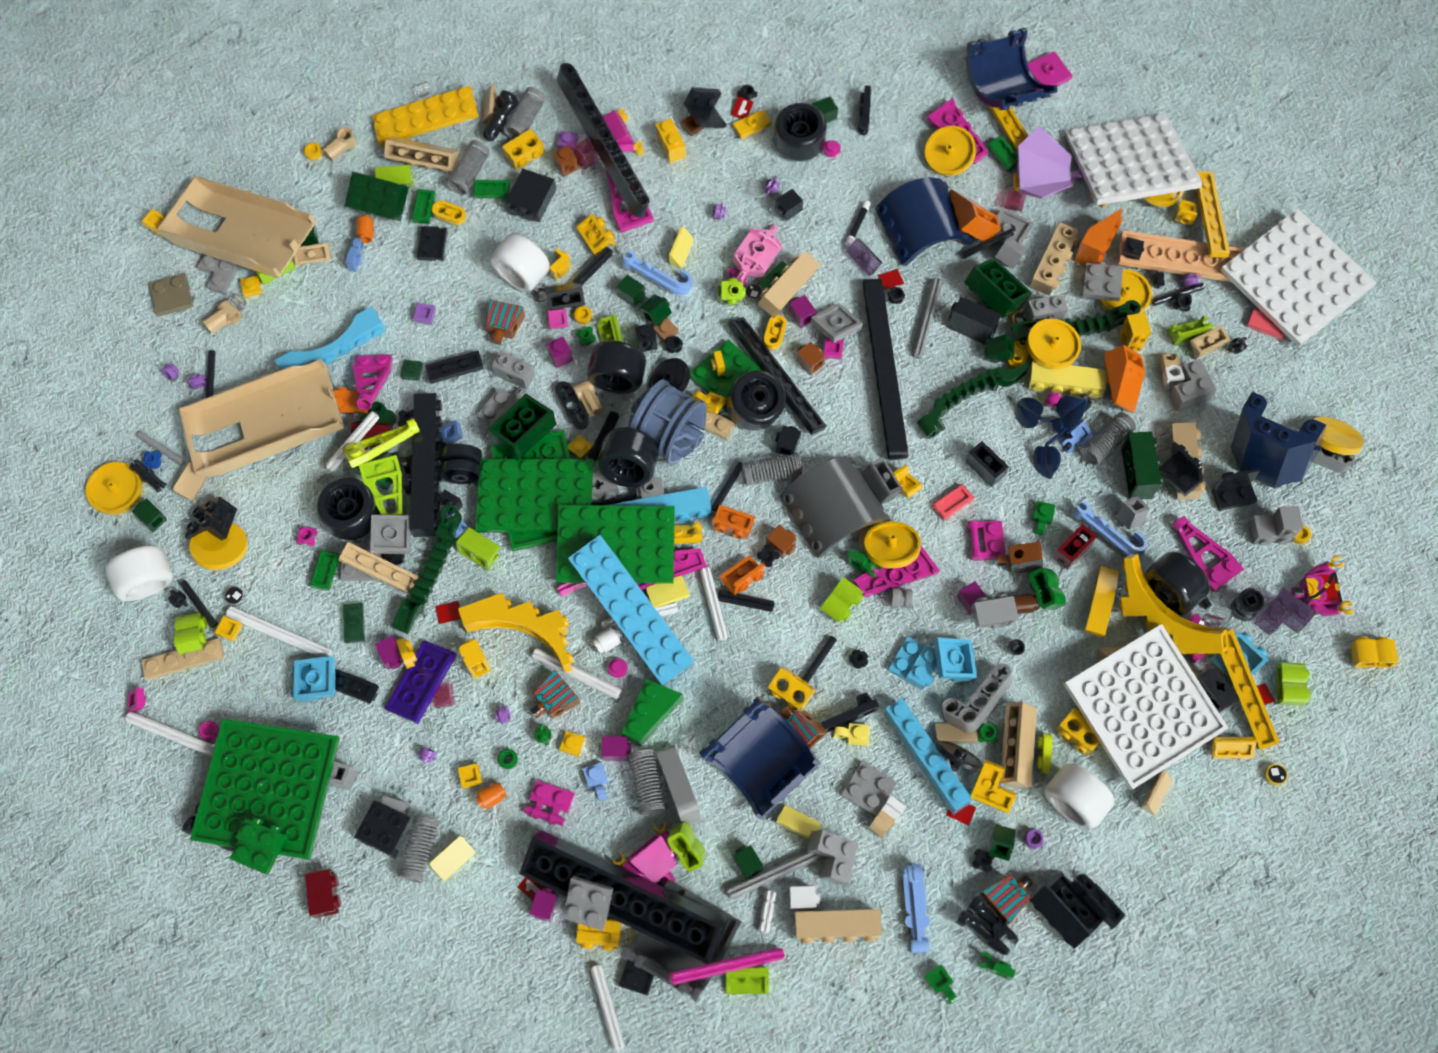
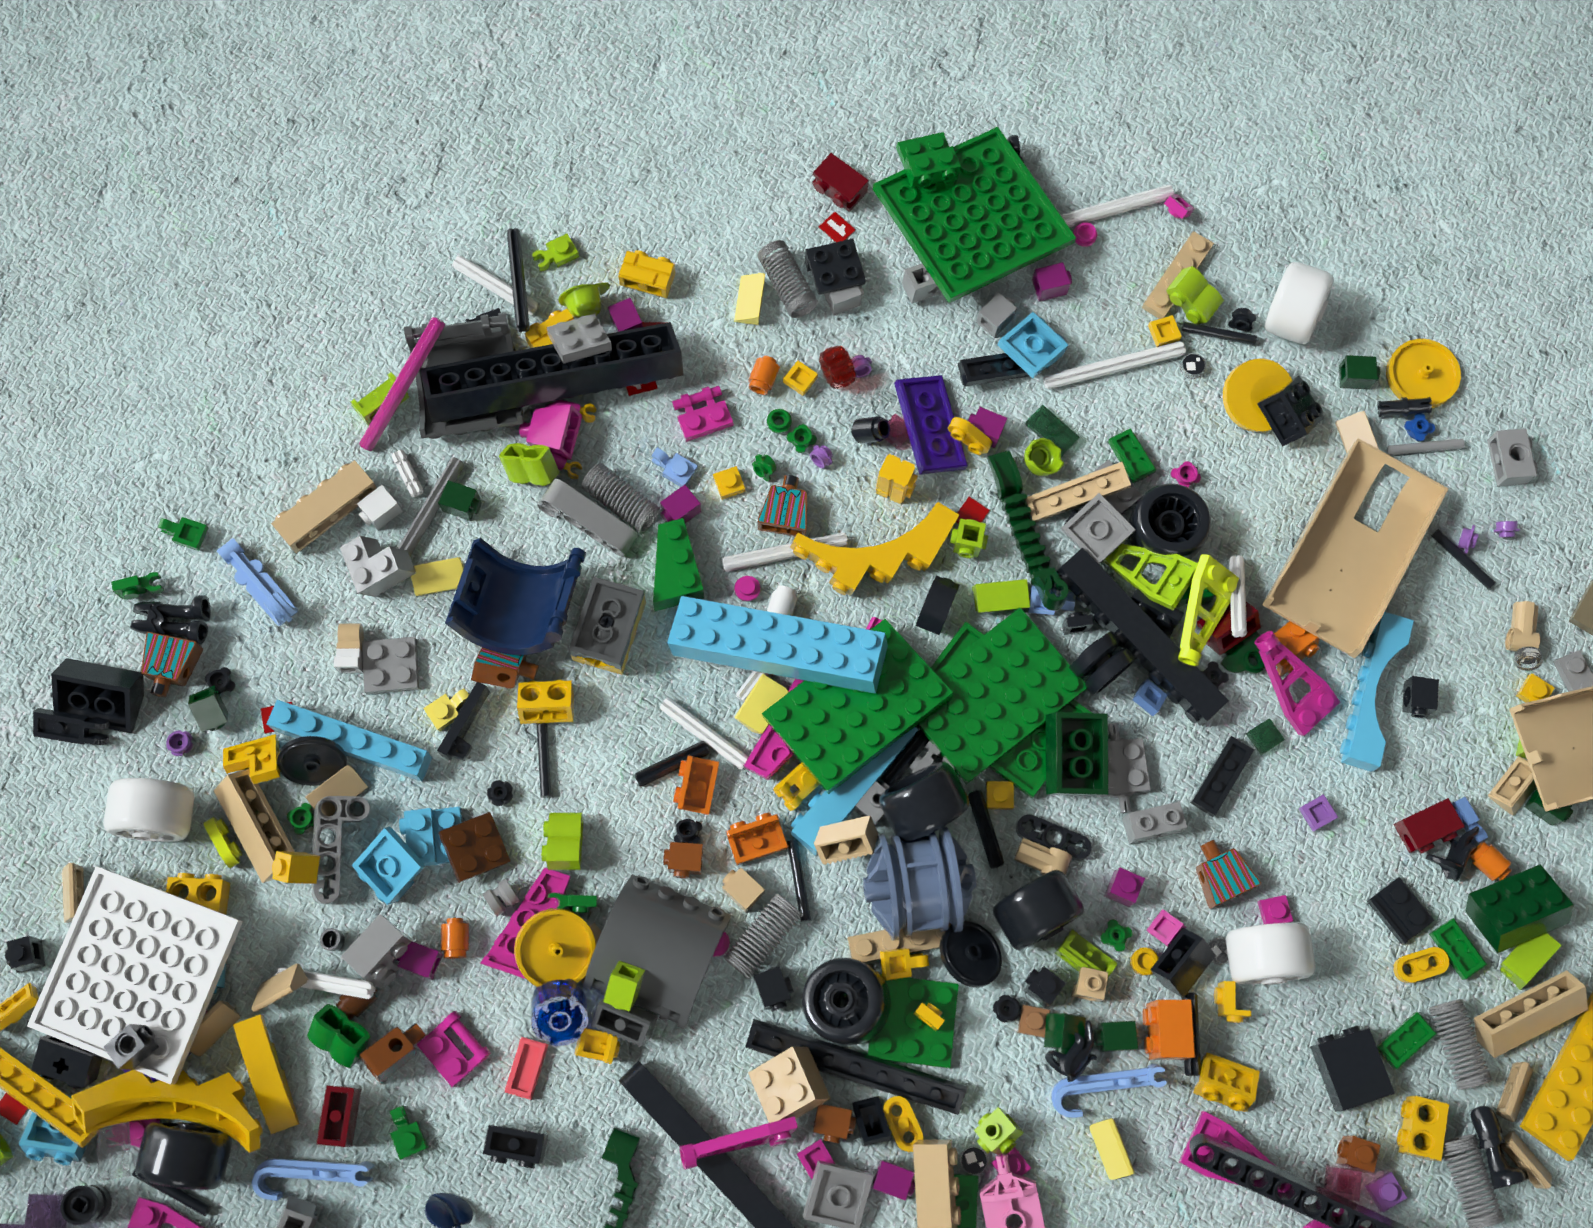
camera: 135 degrees right, 5 degrees up
(123, 413) = (1506, 469): none -> light grey brick
(261, 713) = (1051, 281): none -> magenta brick
(312, 325) = (1420, 696): none -> black brick
(314, 719) = (996, 314): none -> light grey brick
(353, 866) = (836, 227): none -> red sticker
(376, 266) = (1429, 825): none -> dark red brick
(376, 606) = (1043, 457): none -> lime hair
(378, 243) = (1457, 857): none -> black piece
(442, 760) = (837, 367): none -> clear red gear
(459, 704) = (870, 429): none -> black brick
(464, 134) = (1514, 1091): none -> tan slope
(465, 592) = (969, 538): none -> lime brick
(494, 288) = (1275, 910): none -> dark pink plate
(500, 732) = (801, 431): none -> green plate
(502, 929) = (647, 273): none -> yellow brick
(517, 568) = (937, 604): none -> black brick
(544, 998) = (558, 250): none -> lime plate
(560, 934) = (584, 299): none -> lime piece
(590, 994) = (518, 280): none -> black axle
(603, 270) = (1169, 1030): none -> orange brick
(623, 319) = (1090, 985): none -> tan bracket
(660, 291) = (1076, 1058): none -> black piece
(687, 471) = (846, 840): none -> tan brick
(719, 702) = (607, 625): none -> dark grey piece
(762, 501) = (742, 889): none -> tan brick
(791, 341) = (871, 1121): none -> black slope
(819, 384) = (789, 1084): none -> tan brick
(846, 370) = (773, 1133): none -> dark pink plate
(869, 490) = (624, 986): none -> lime brick
(896, 636) = (474, 847): none -> reddish brown plate
(914, 509) = (559, 1012): none -> clear blue brick
(944, 595) = (454, 938): none -> orange brick
(1011, 693) = (295, 867): none -> yellow brick
(1037, 623) = (337, 984): none -> white axle
(1065, 638) = (279, 986): none -> tan slope
(1179, 655) = (120, 1046): none -> black brick
(1207, 773) = (21, 955): none -> black brick

